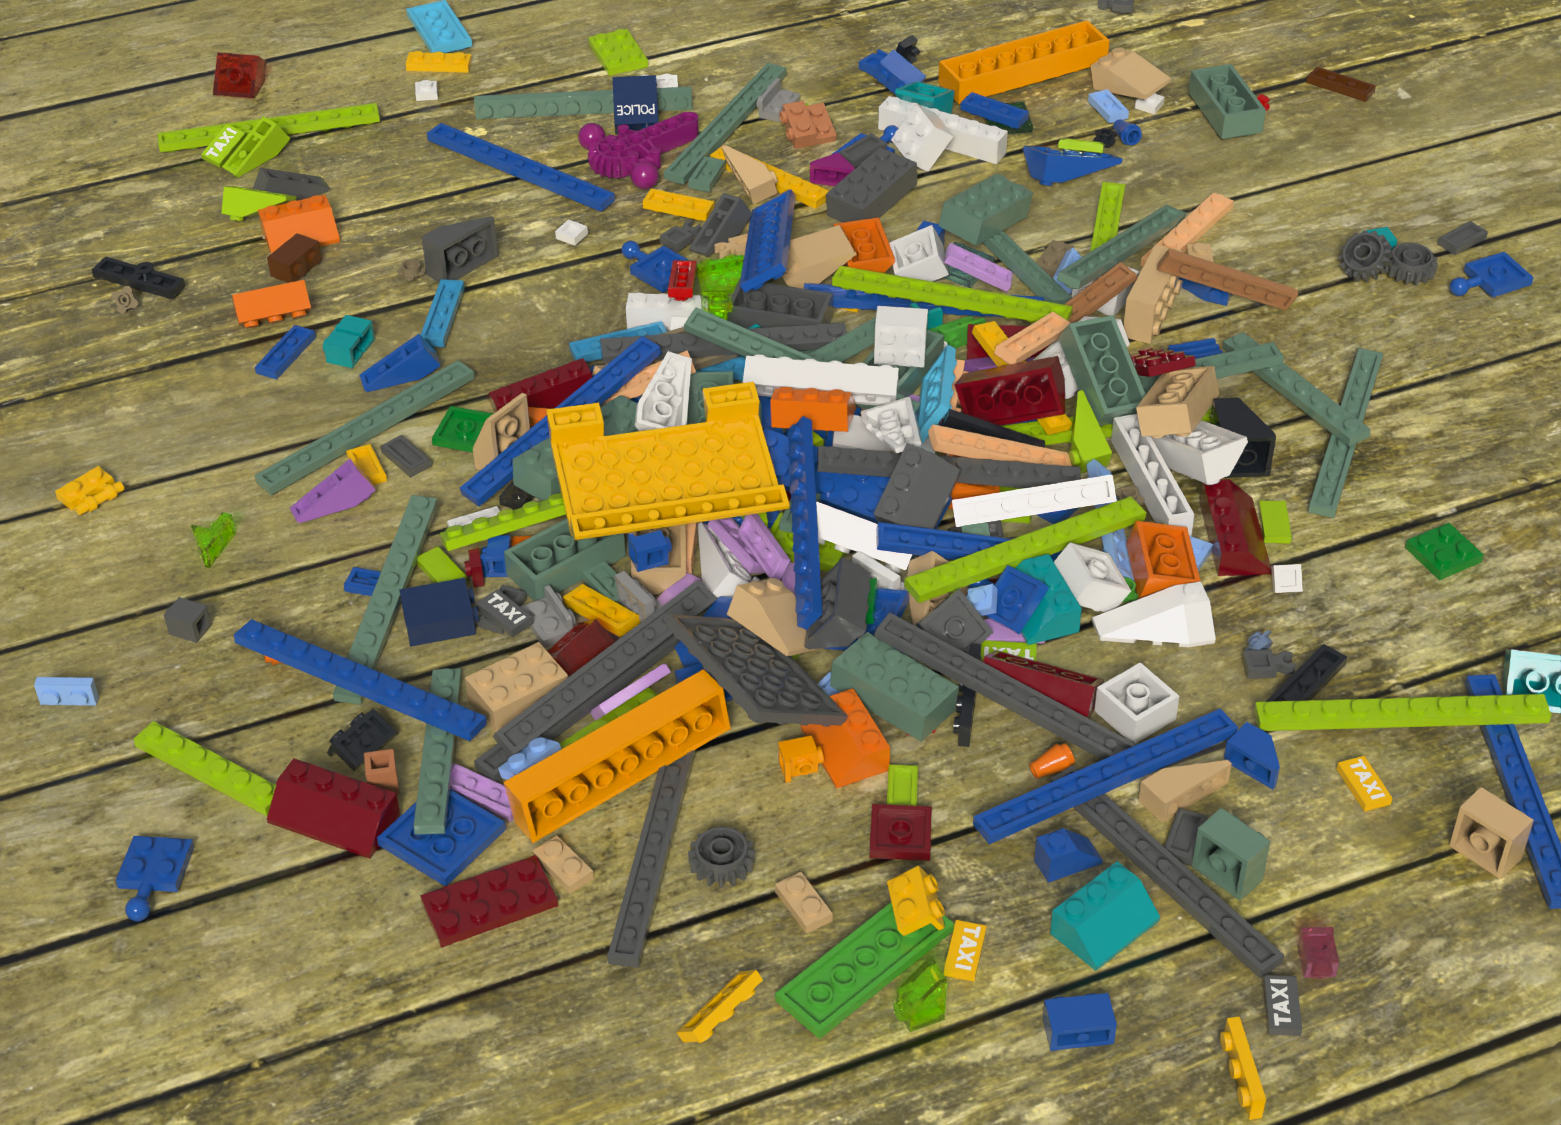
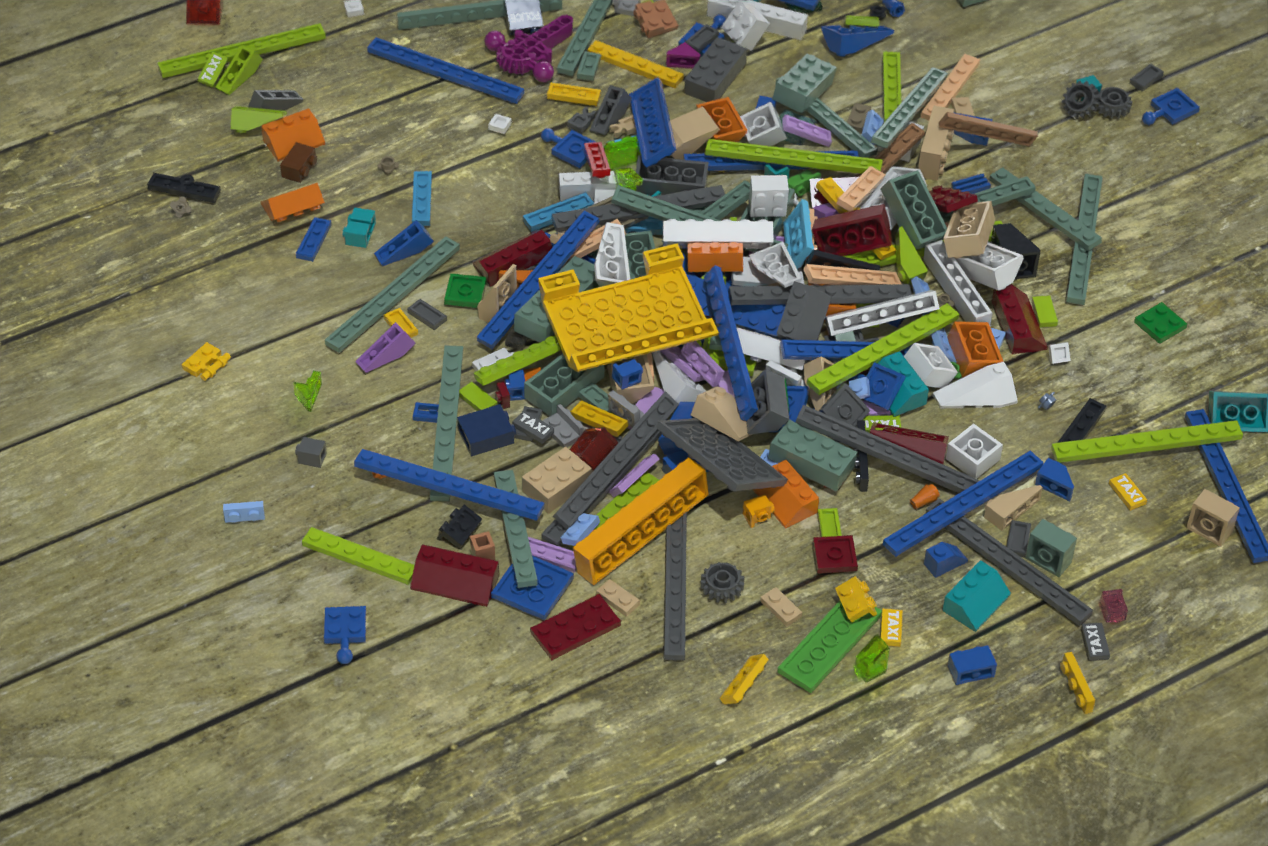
camera: 10 degrees left, 5 degrees up
(459, 248) = (422, 146): dark grey slope -> none
(751, 174) = (623, 65): tan slope -> none
(1266, 665) = (1053, 416): dark grey plate -> none

